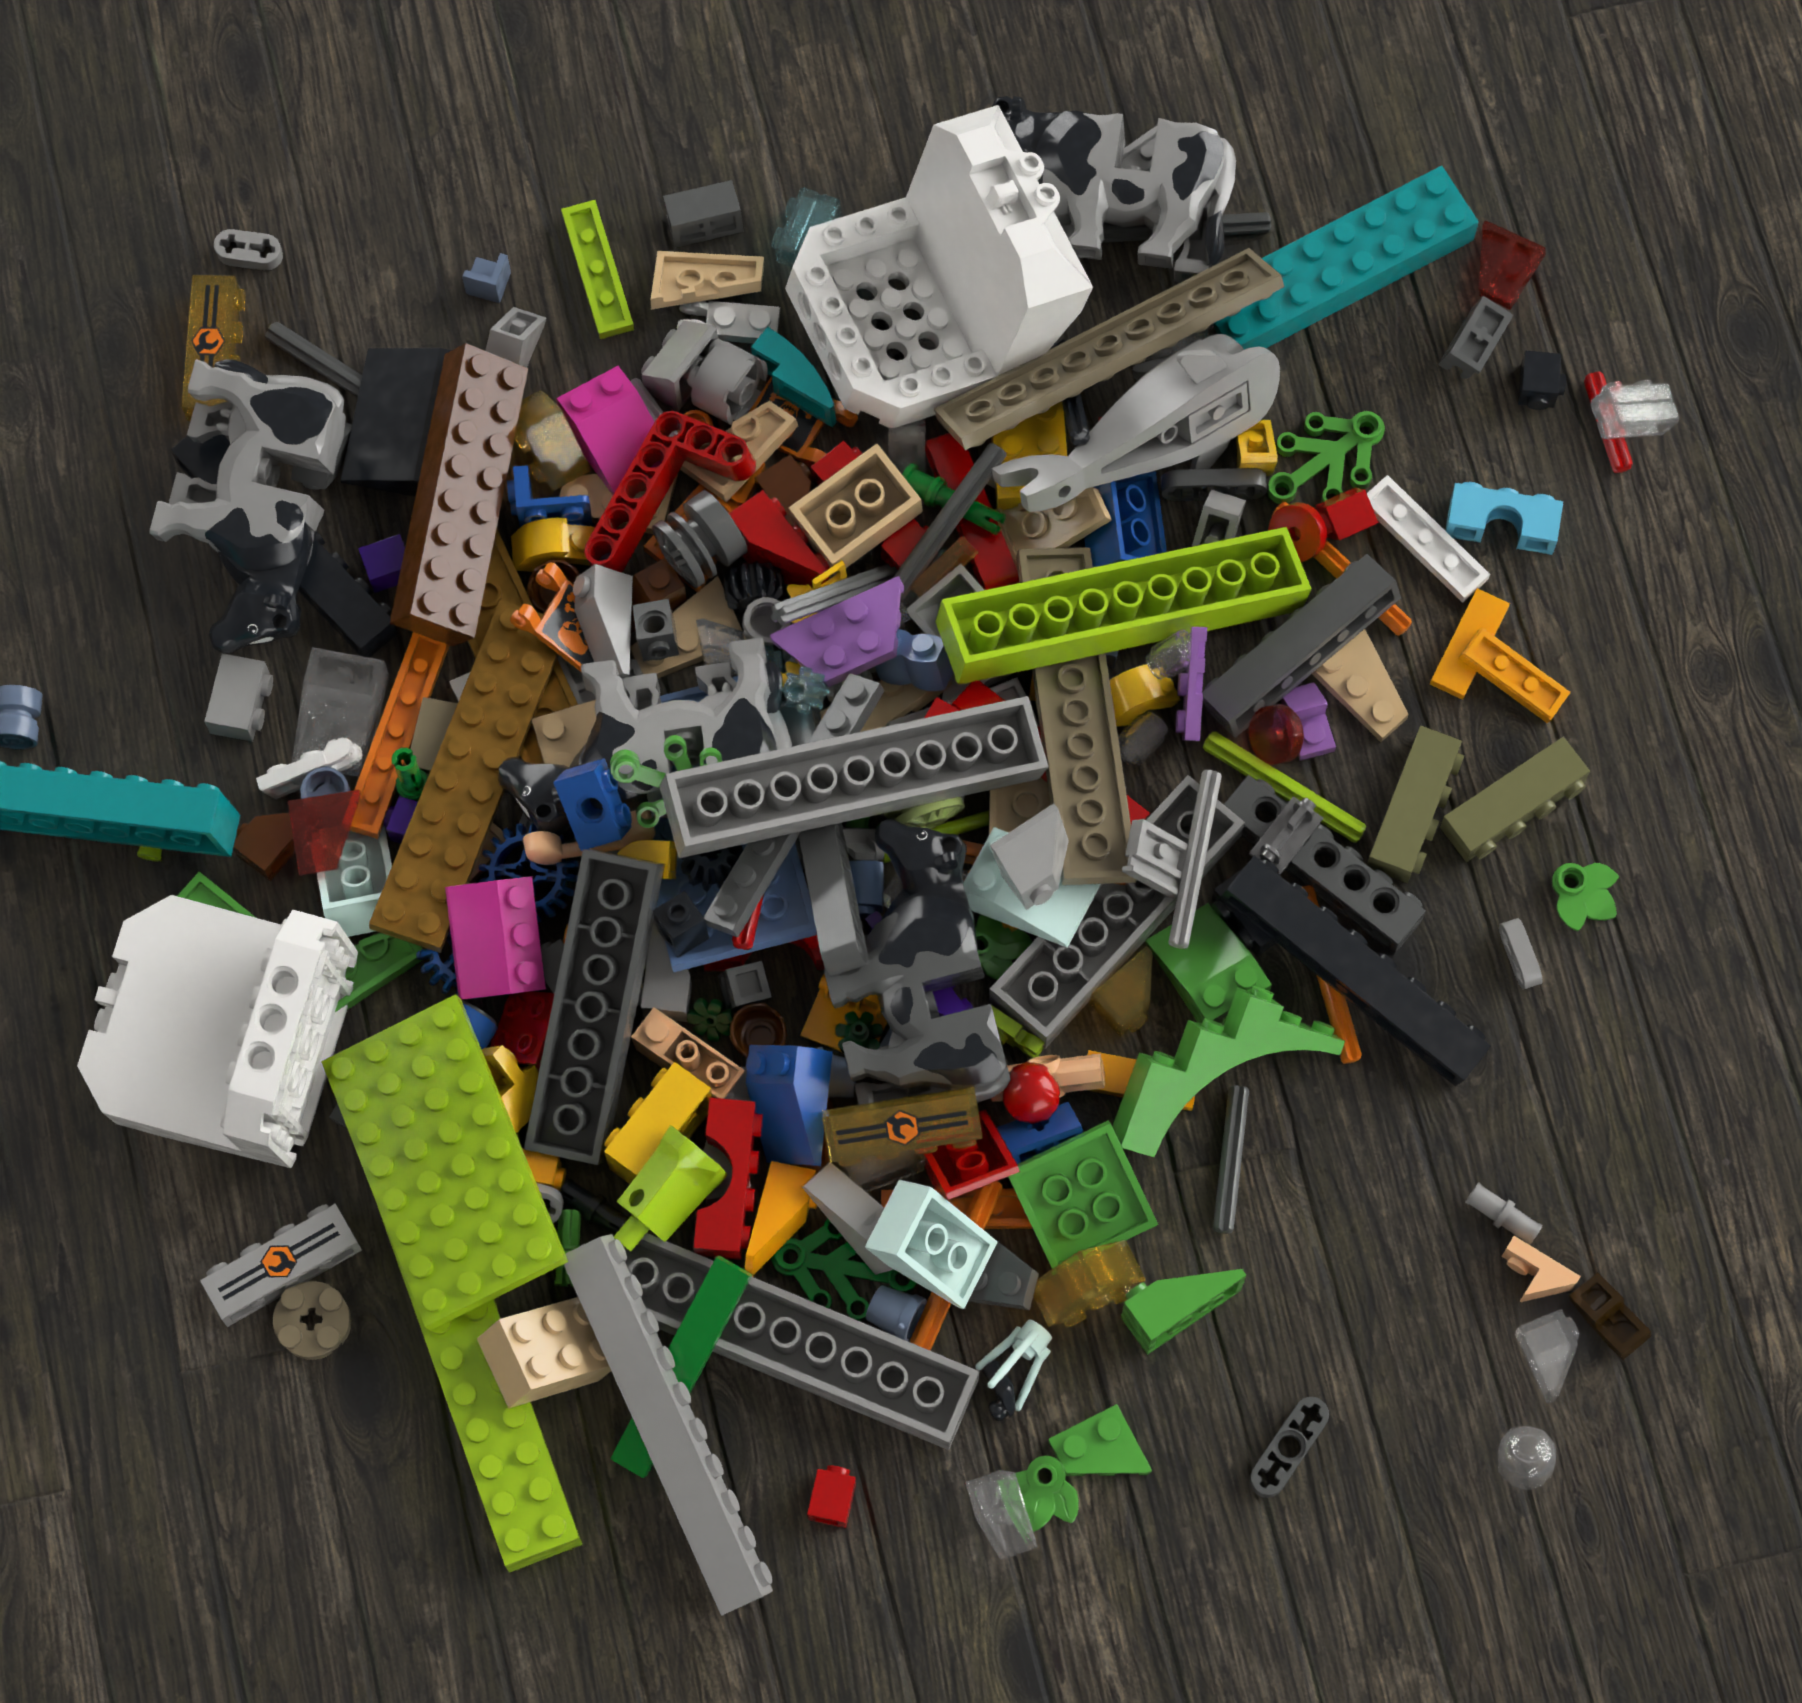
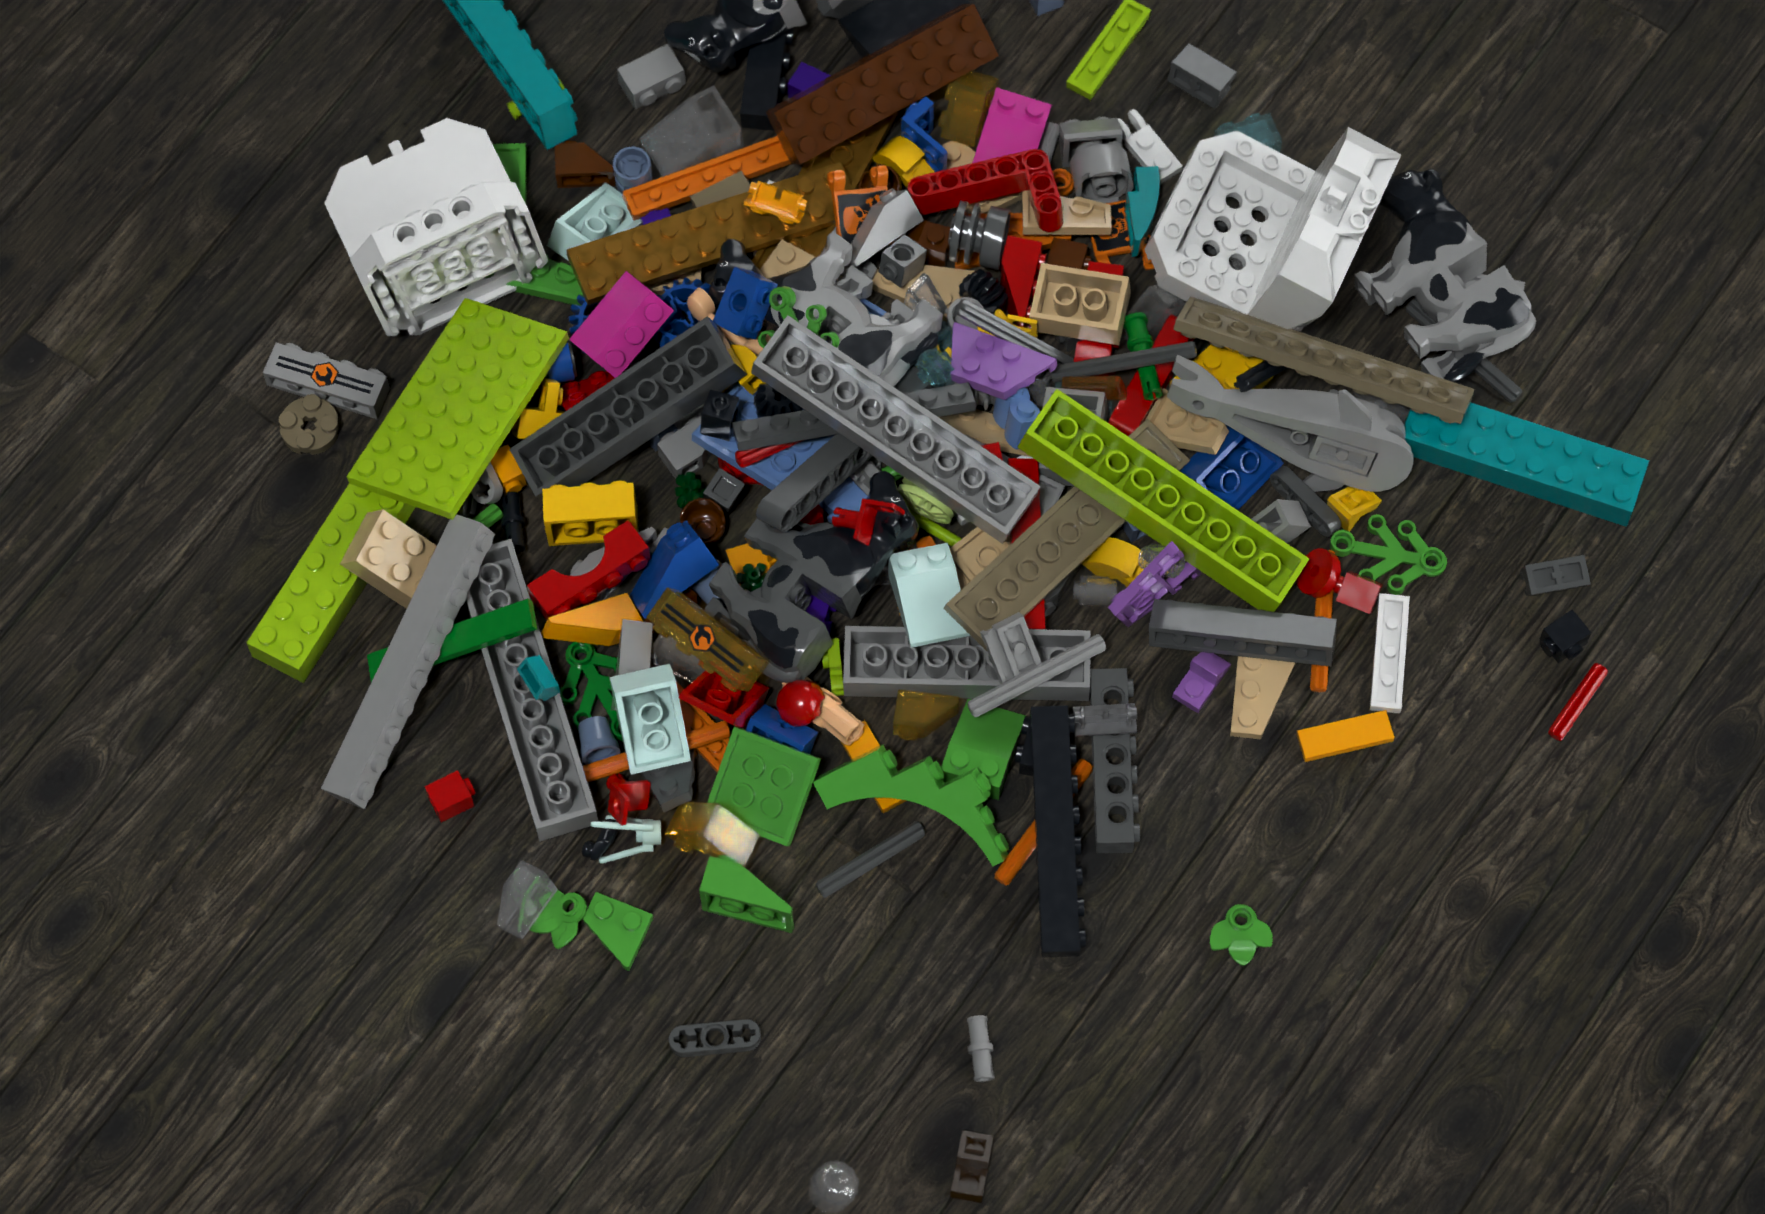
camera: 50 degrees right, 5 degrees down
(285, 778) = (660, 153): white hinge -> none
(321, 829) = (604, 181): clear red wing -> none
(408, 775) = (680, 194): green pin -> none
(485, 700) = (764, 202): none -> light orange hinge
(516, 336) = (1018, 39): light grey slope -> none
(667, 1042) = (650, 491): light nougat slope -> none
(667, 1189) = (552, 543): lime piece -> none
(702, 277) = (1159, 107): tan wing -> none
(801, 1308) = (538, 678): none -> teal piece
(920, 883) = (864, 520): none -> red bracket
(981, 1333) = (626, 796): none -> red bracket
(1000, 945) = (885, 615): bright green plate -> none
(1033, 857) = (939, 570): light grey slope -> none
(1283, 785) = (1144, 700): lime axle -> none
(1288, 730) = (1171, 665): clear red piece -> none
(1414, 804) = (1203, 784): olive brick -> none
(1506, 264) = (1625, 556): clear red wing -> none
(1514, 675) = (1348, 777): light orange tile -> none
(1515, 799) = (1263, 842): olive brick -> none
(1520, 953) = (1162, 925): light grey beam -> none
(1534, 517) = (1438, 666): medium azure arch -> none
(1549, 1275) = (960, 1105): light nougat slope -> none
(1549, 1350) = (914, 1145): clear slope -> none
(1634, 410) = (1597, 707): clear brick -> none

